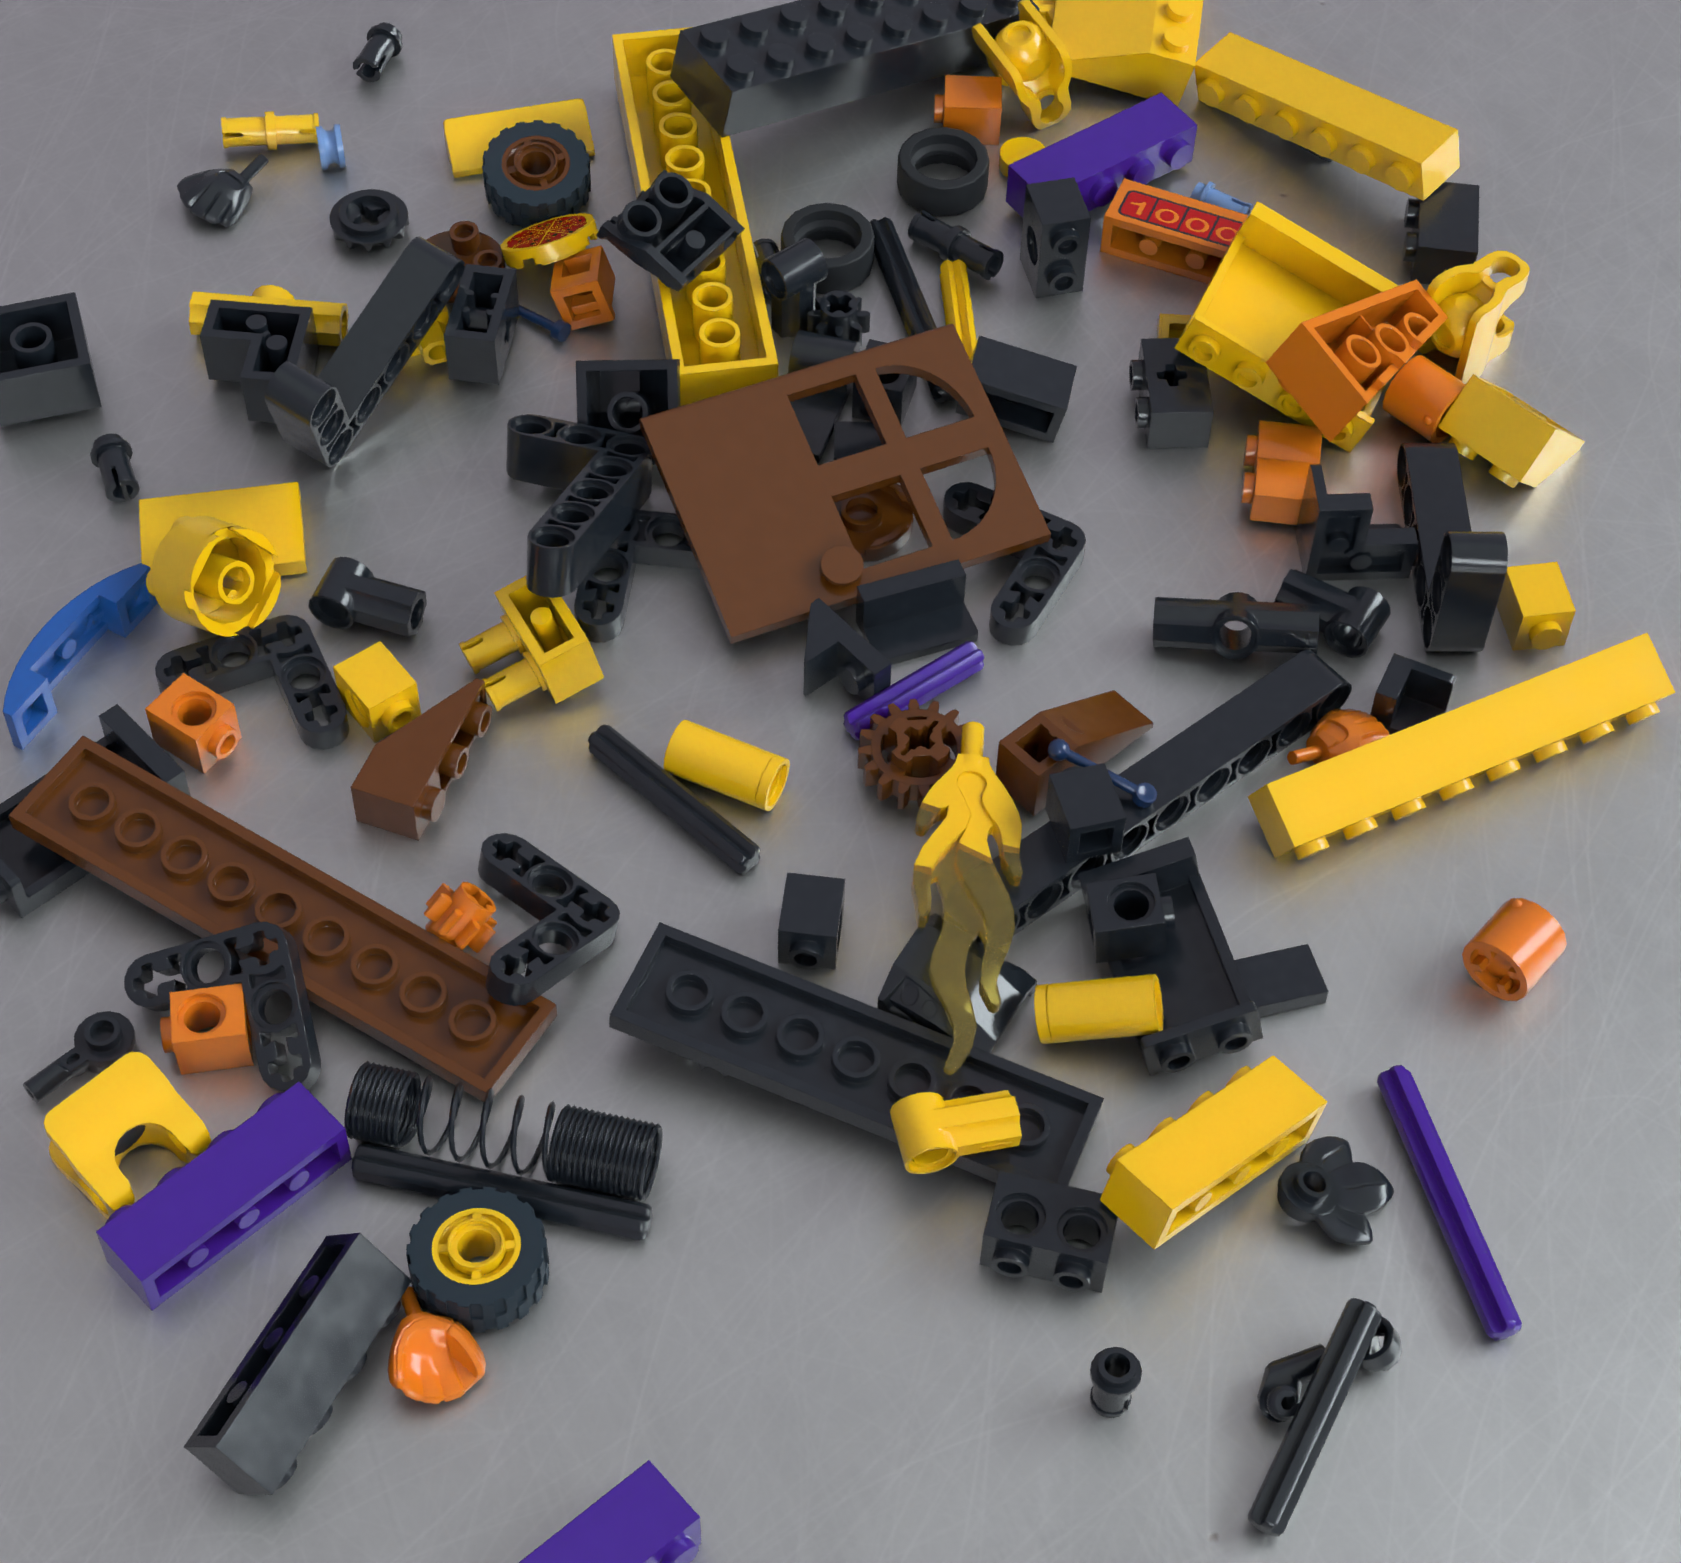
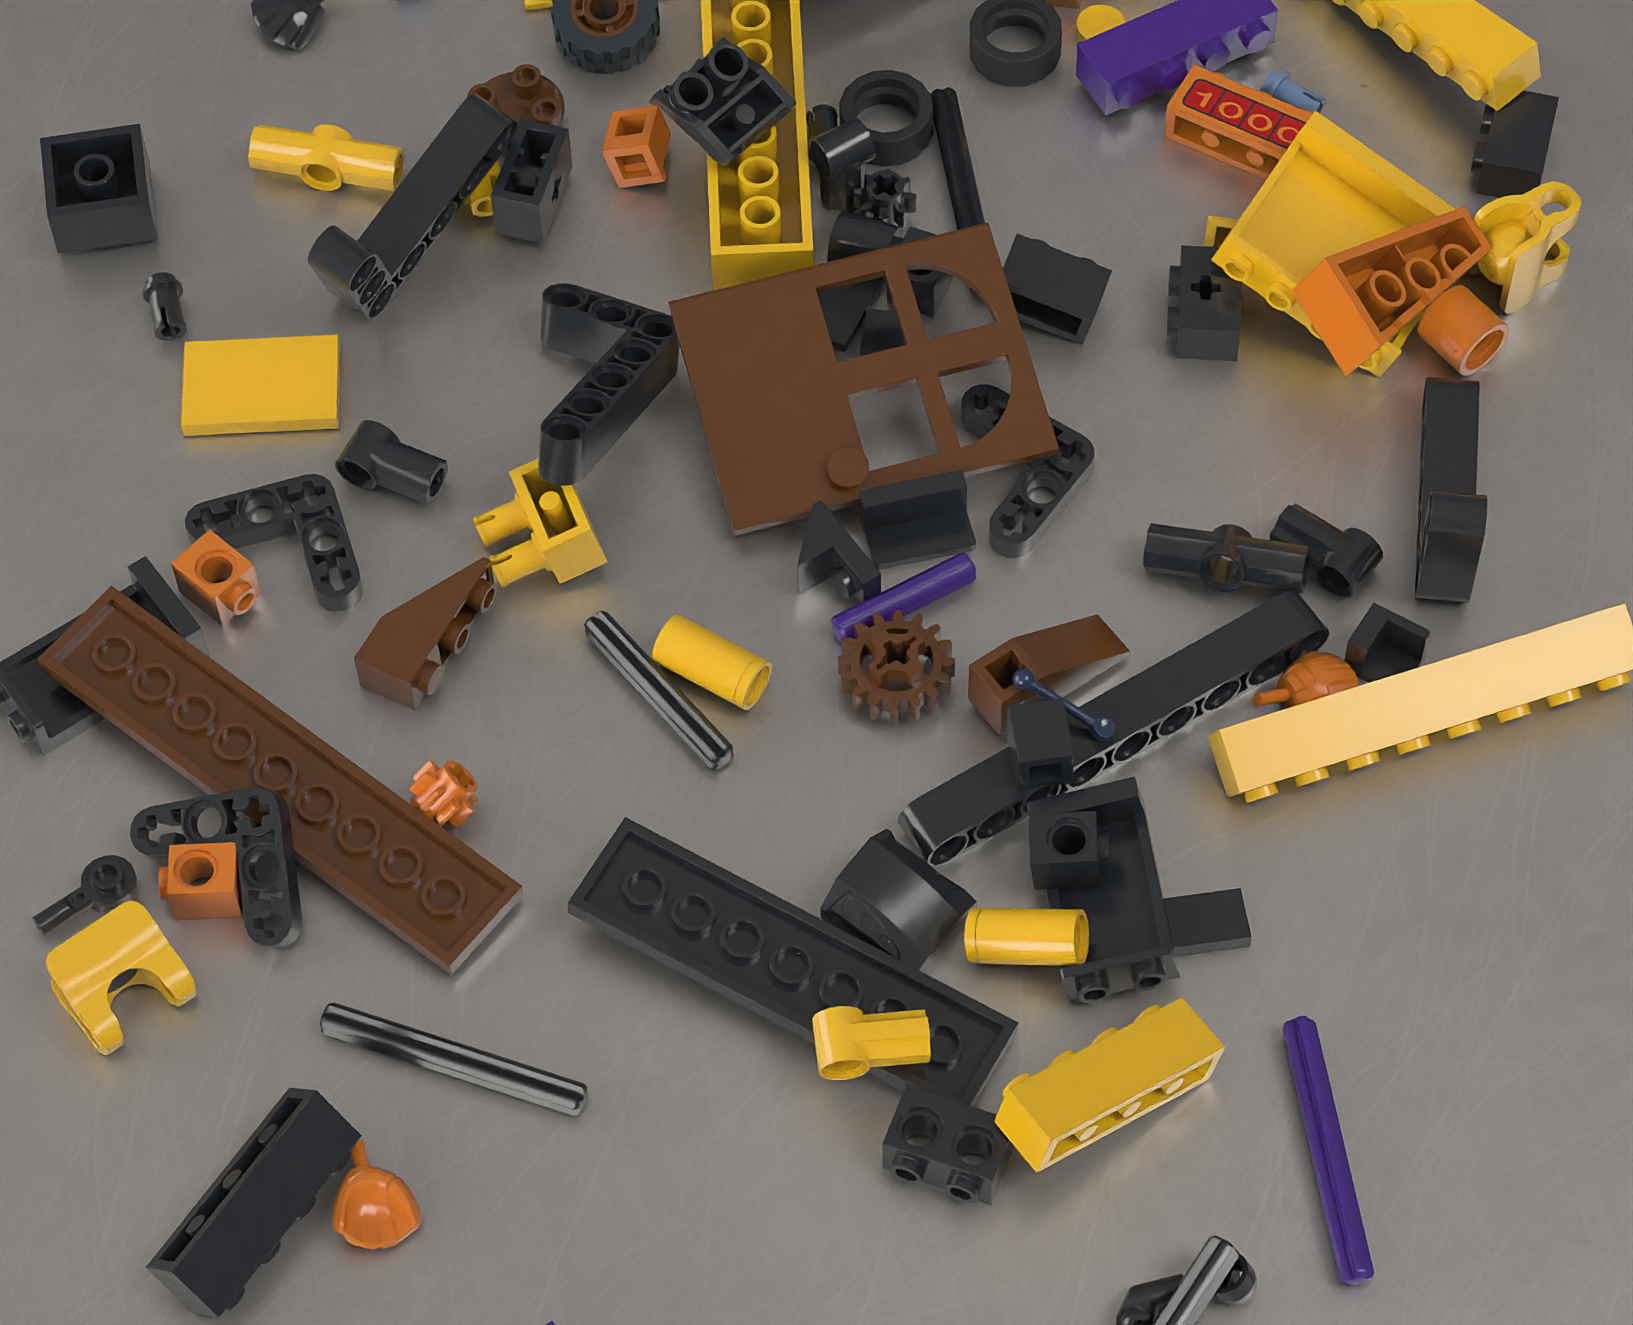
camera: 10 degrees right, 5 degrees up
(112, 605) = (150, 450): blue slope -> none
(214, 575) = (247, 432): yellow brick -> none
(224, 1195) = (203, 1038): dark purple brick -> none
(252, 341) = (313, 192): black brick -> none
(373, 205) = (444, 38): black gear -> none
(377, 691) = (391, 560): yellow brick -> none
(473, 1226) = (418, 1090): black wheel -> none
(550, 240) = (609, 92): yellow tile -> none
(559, 330) = (609, 188): dark blue piece -> none
(577, 919) = (535, 797): black beam -> none
(584, 1150) = (530, 1027): black piece -> none
(623, 391) = (661, 266): black slope -> none
(634, 546) = (653, 427): black beam -> none
(811, 921) = (770, 825): black brick -> none
(877, 521) = (890, 421): reddish brown tile -> none
(955, 244) = (1016, 122): black pin -> none
(958, 301) = (1007, 195): yellow axle -> none
(971, 890) = (921, 813): clear yellow piece -> none
(1054, 237) = (1112, 127): black brick -> none
(1114, 1377) = (983, 1287): black pin -> none
(1280, 469) = (1303, 399): orange brick -> none
(1333, 1190) = (1229, 1129): black plate -> none
(1342, 544) = (1353, 483): black panel -> none
(1507, 433) = (1539, 372): yellow slope -> none
(1514, 949) = (1436, 912): orange piece -> none
(1535, 606) = (1528, 561): yellow brick -> none

